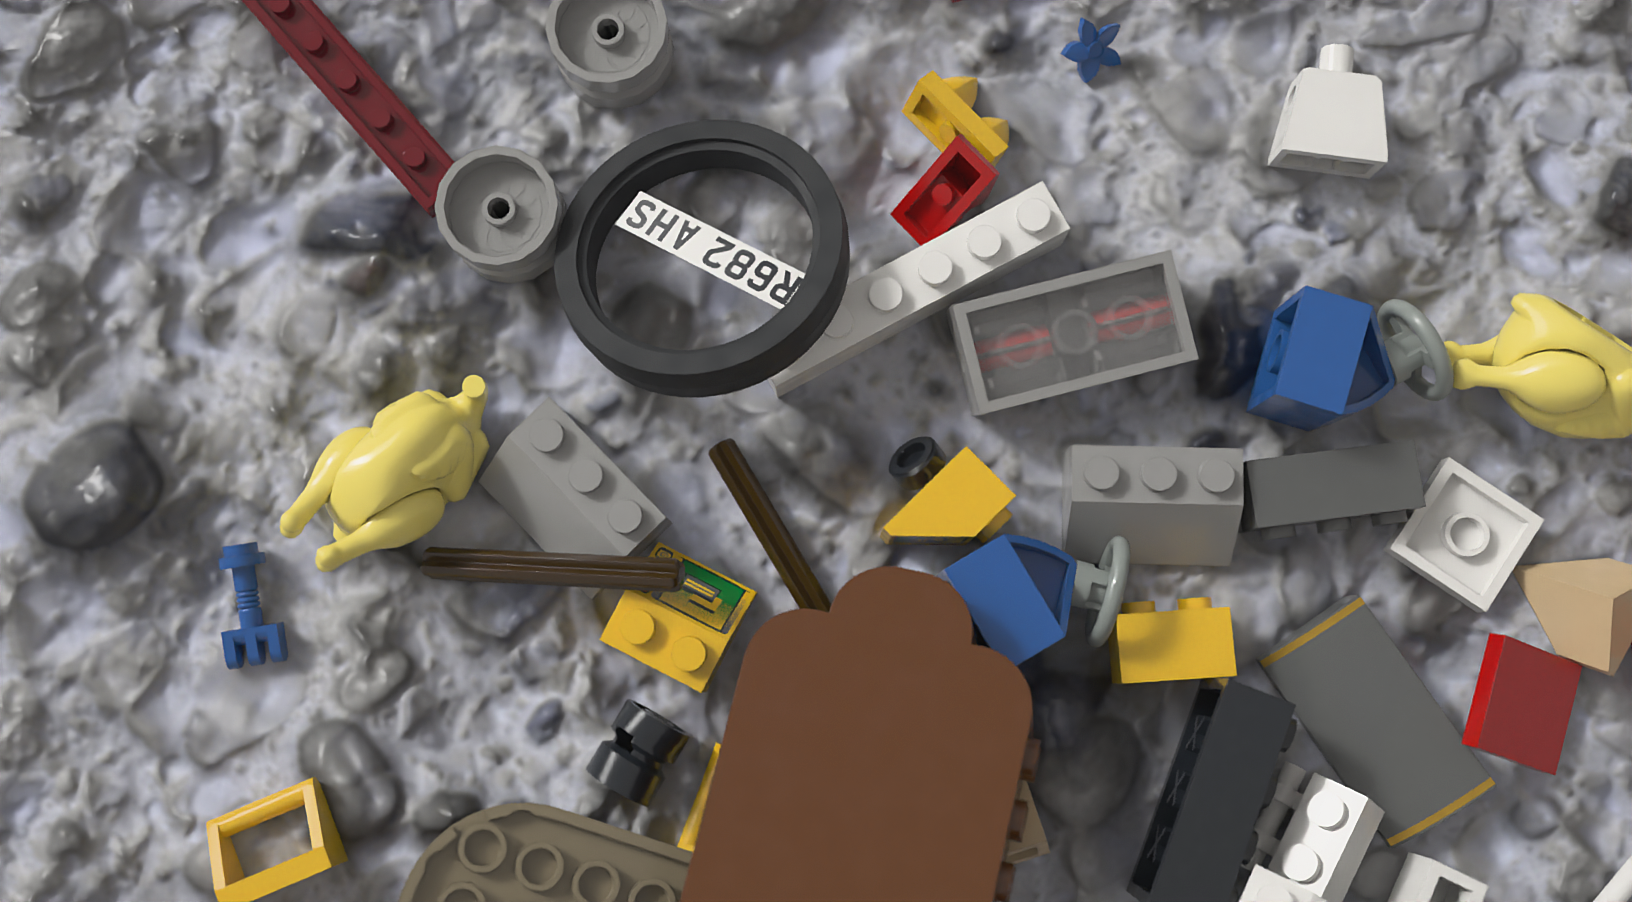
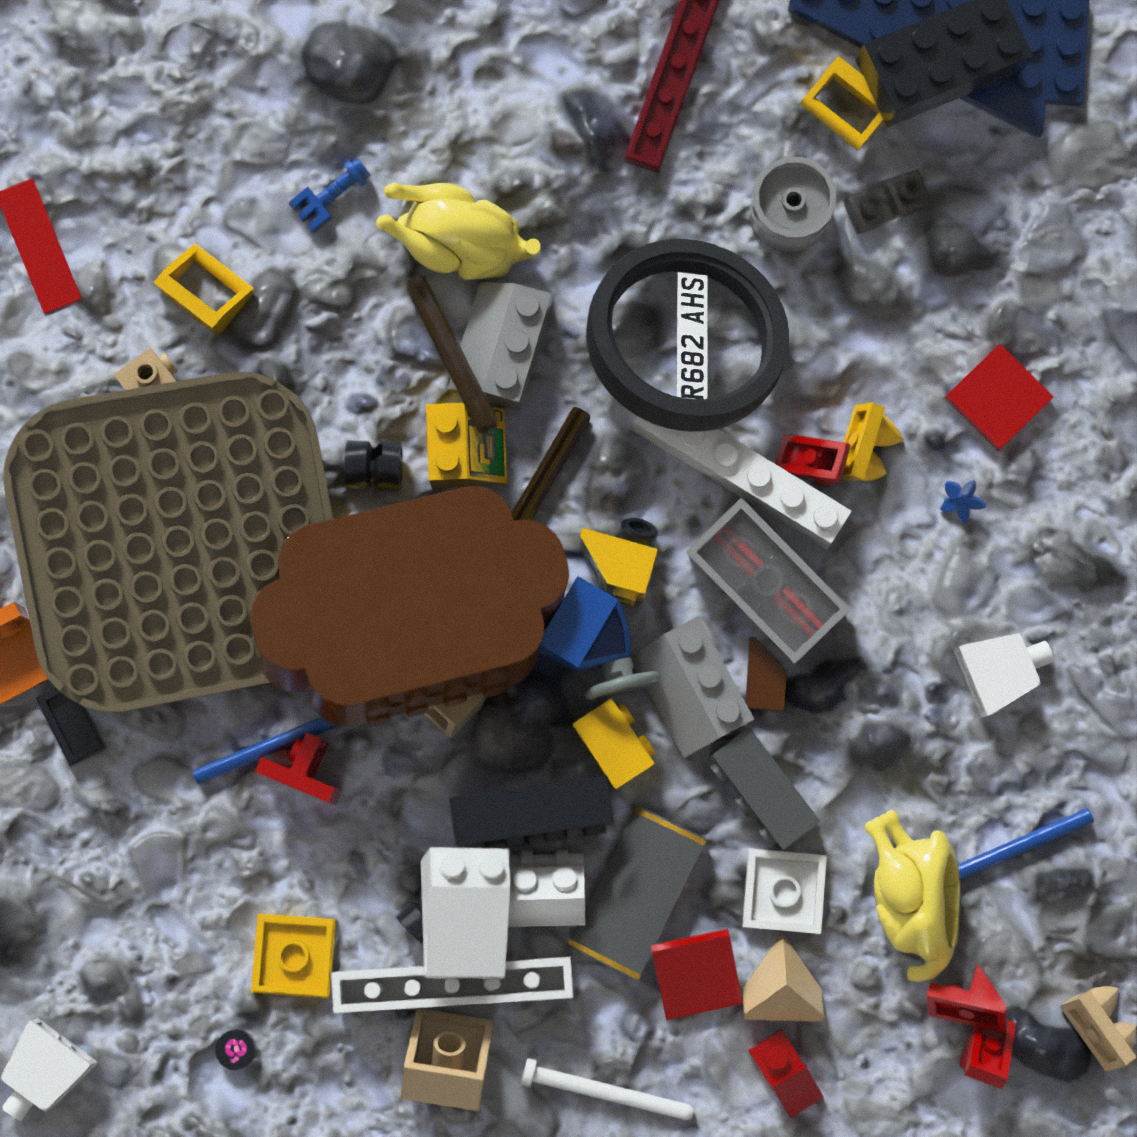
camera: 60 degrees right, 0 degrees up
(484, 189) = (640, 182): light grey wheel -> none
(1184, 410) = (764, 679): none -> reddish brown tile
(1337, 358) = (835, 748): blue piece -> none
(1554, 205) = (1025, 843): none -> blue bar

